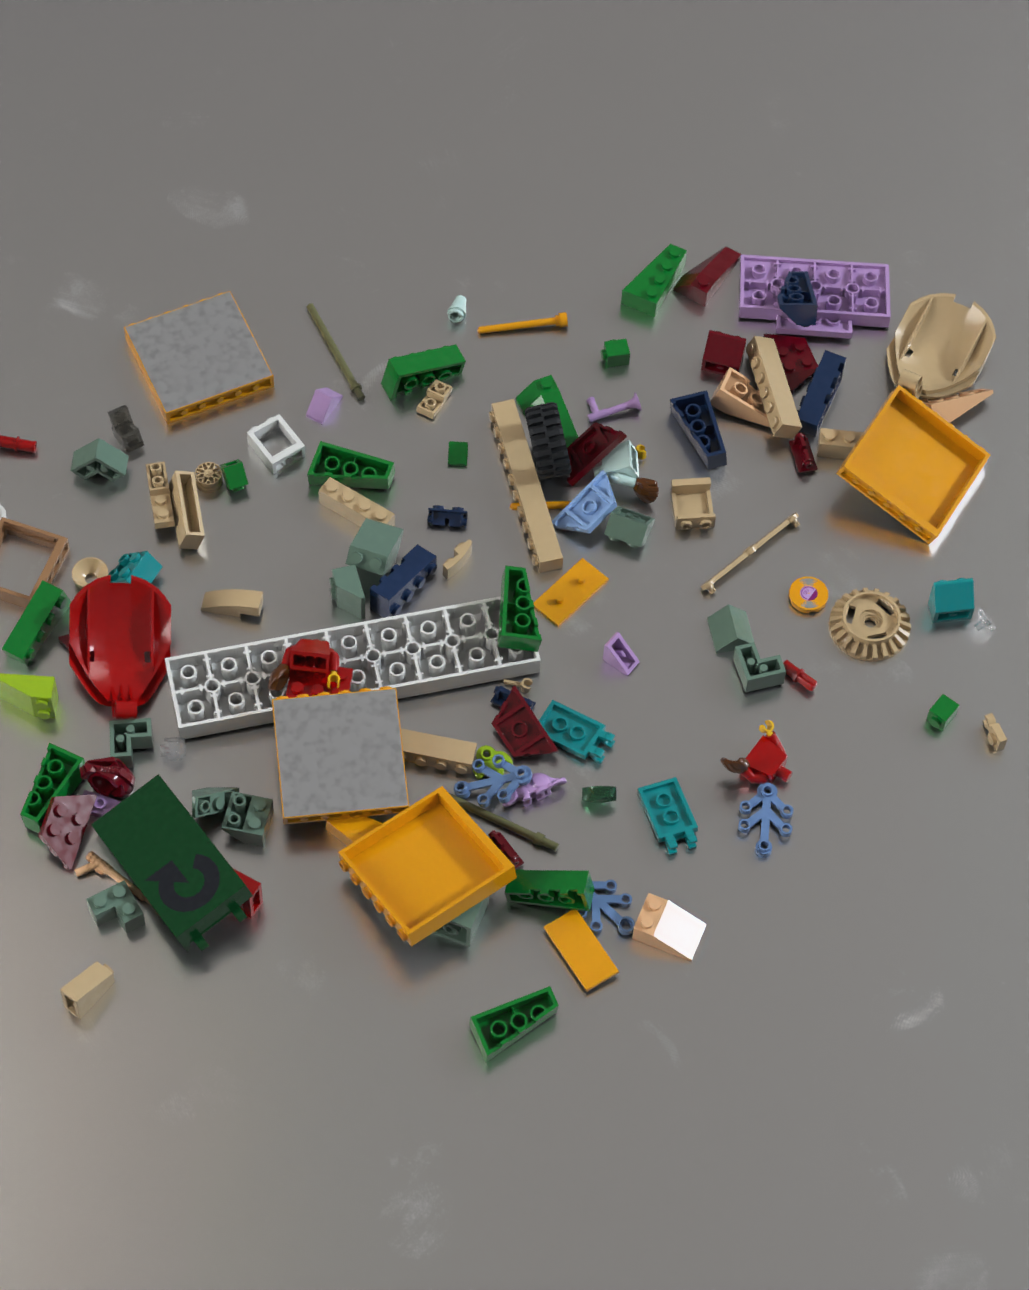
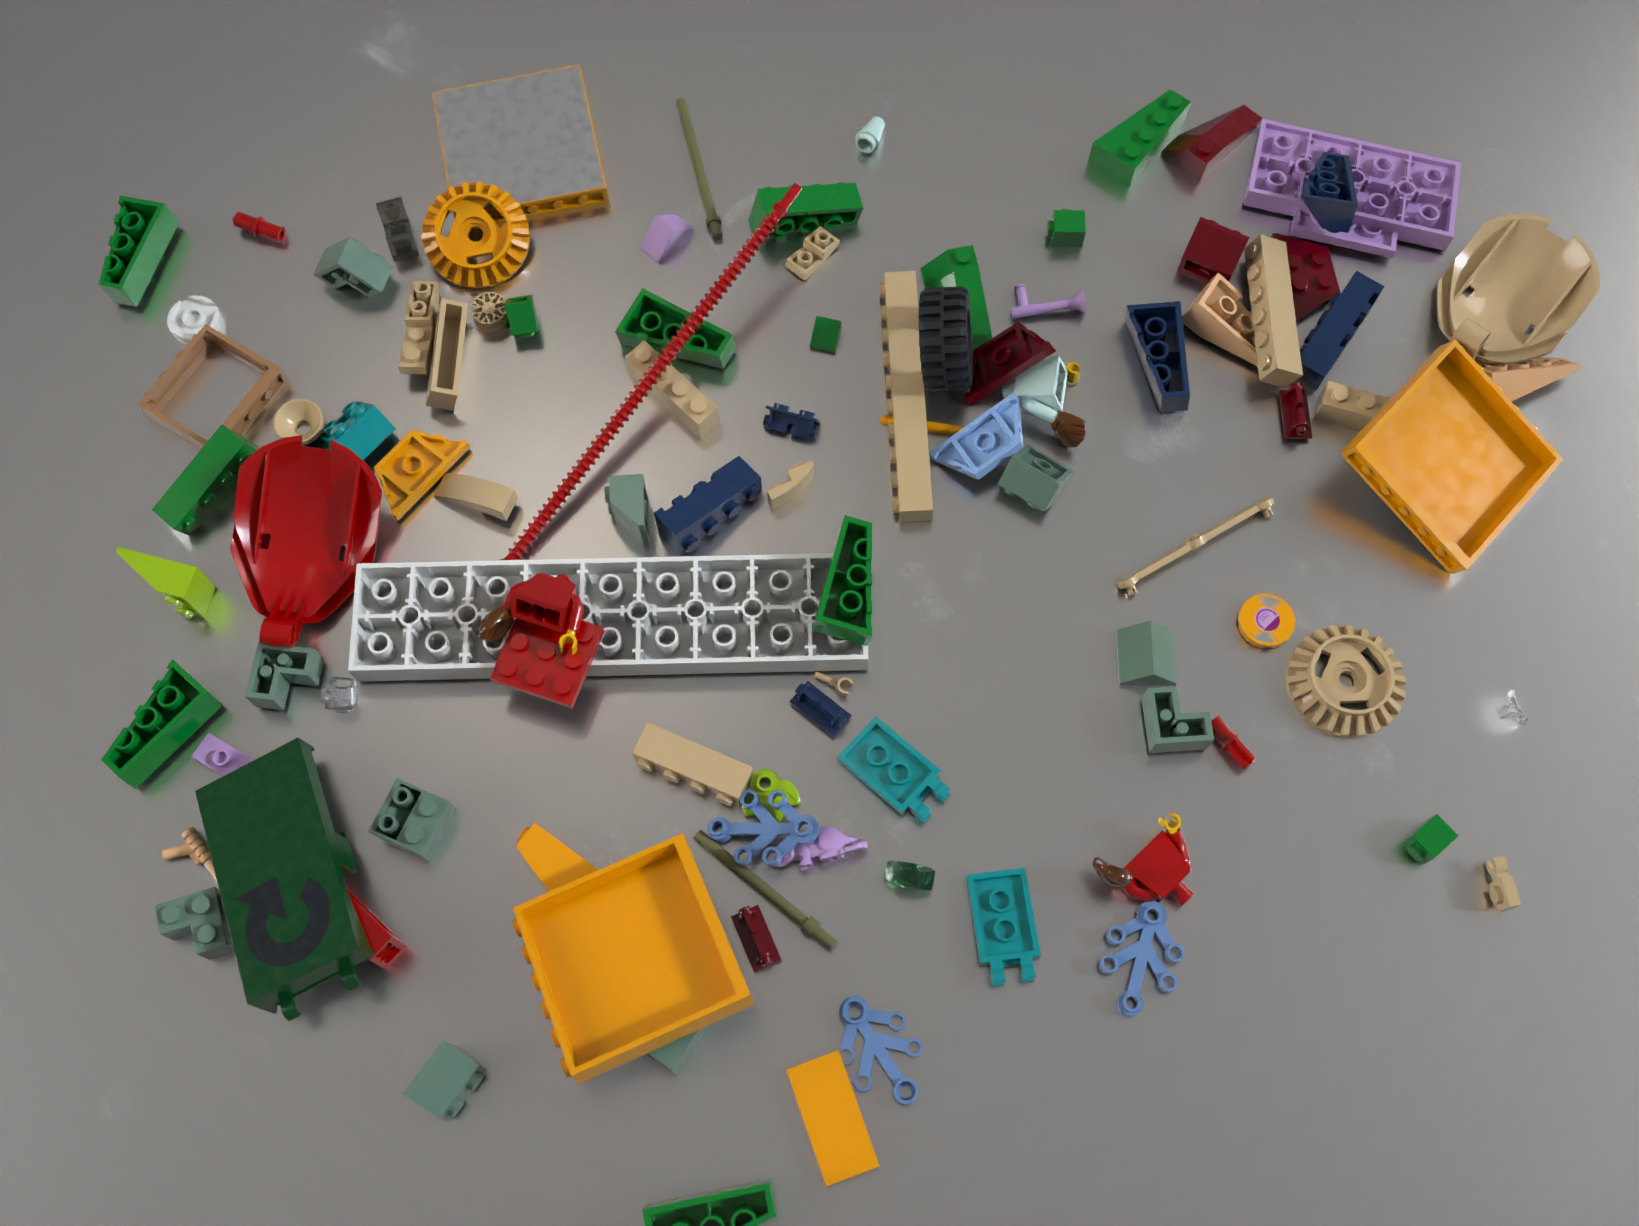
camera: 15 degrees right, 10 degrees up
(66, 825) = (162, 785): wing -> none
(87, 988) = (121, 1042): tan slope -> none
(108, 776) = (246, 727): dark red helmet -> none
(169, 440) = (506, 243): none -> light orange gear
(184, 589) = (415, 467): none -> light orange wing
(211, 800) = (364, 785): sand green slope -> none
(282, 459) = (598, 301): white window -> none
(316, 971) = (445, 1081): none -> sand green slope
(340, 755) = (551, 757): flat silver panel -> none
(375, 547) = (678, 452): sand green slope -> none
(390, 410) = (779, 211): none -> red hose
(521, 728) = (821, 753): dark red wing -> none
(552, 888) = (808, 1018): green wedge -> none
(559, 320) = (1001, 170): light orange piece -> none
(570, 592) = (934, 558): light orange piece -> none
(619, 654) = (983, 666): lavender slope -> none
(668, 928) = (967, 1109): slope -> none
(692, 503) = (1128, 459): tan panel -> none
(952, 600) = (1473, 669): teal slope -> none

